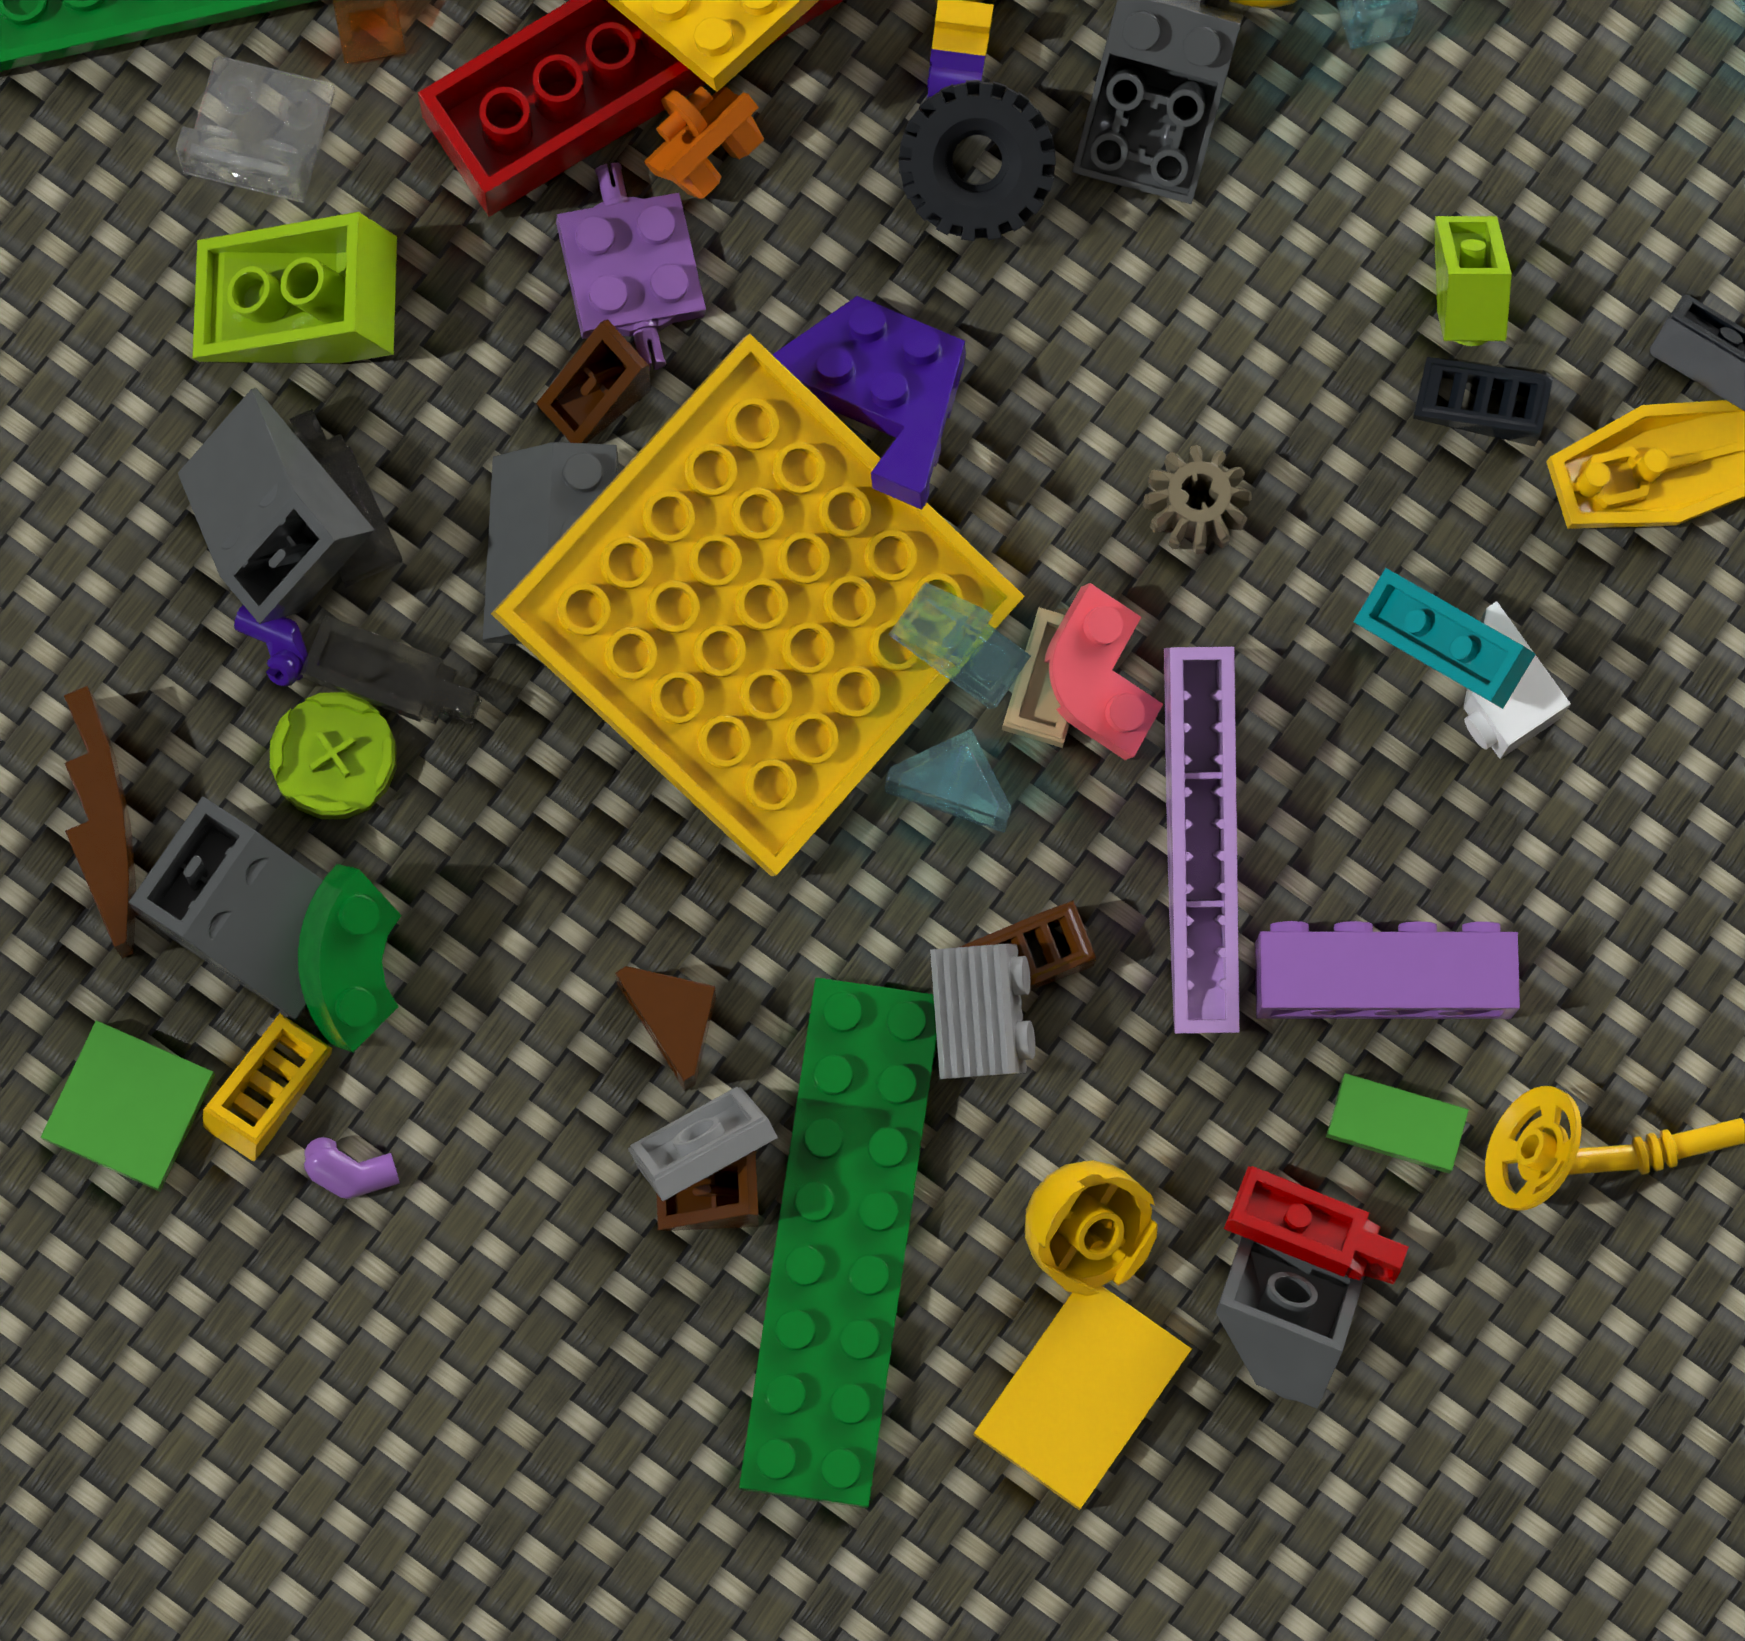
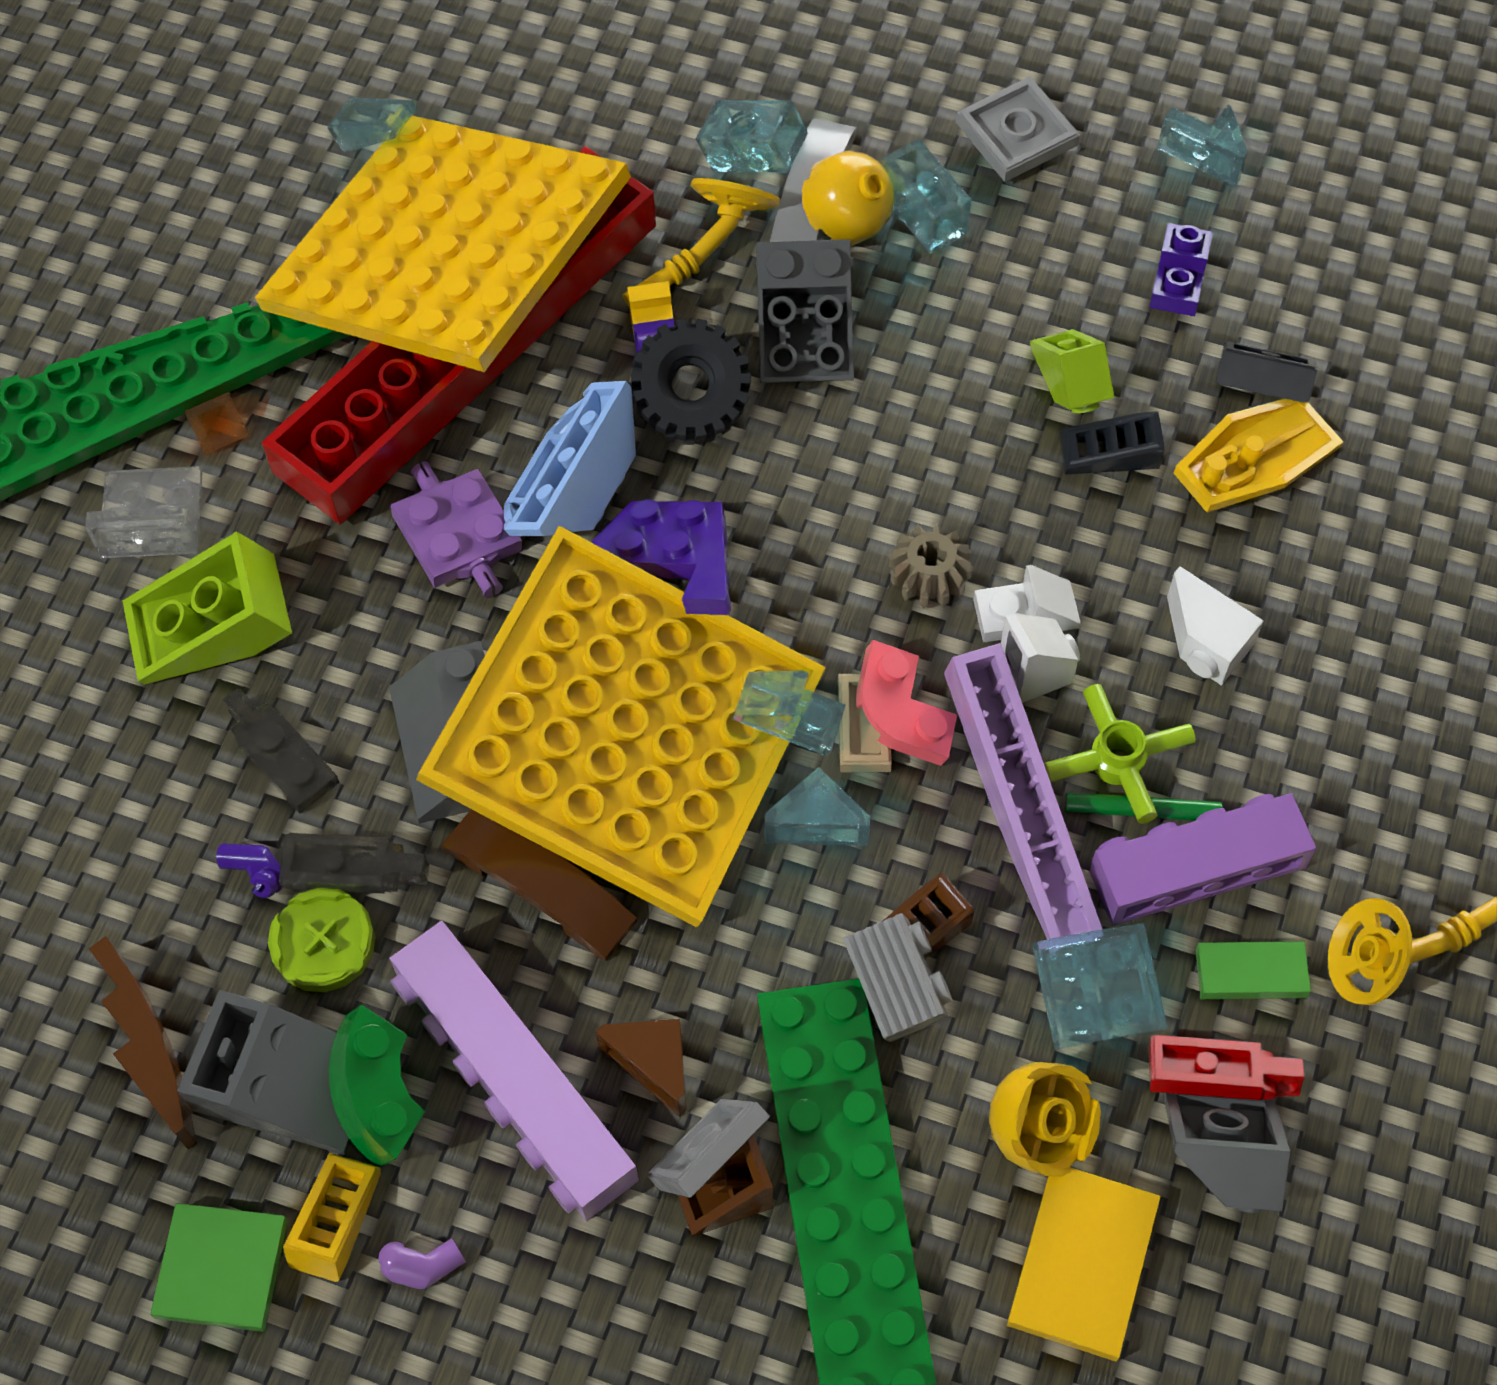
camera: 10 degrees left, 15 degrees down
(269, 511) = (225, 767): dark grey slope -> none
(510, 981) = (514, 1071): none -> lavender brick
(596, 385) = (456, 607): reddish brown slope -> none
(610, 769) = (544, 880): none -> reddish brown slope
(696, 130) = (495, 411): orange hips -> none
(795, 235) = (576, 465): none -> light blue wedge
(1209, 1091) = (1099, 986): none -> clear light blue slope
(1284, 662) = (1038, 654): none -> white slope
(1298, 589) = (1038, 595): none -> white slope
(1336, 838) = (1120, 769): none -> lime bar
(1342, 885) = (1120, 806): none -> green bar
(1444, 638) = (1153, 601): teal plate -> none
(1667, 173) = (1181, 269): none -> dark purple slope

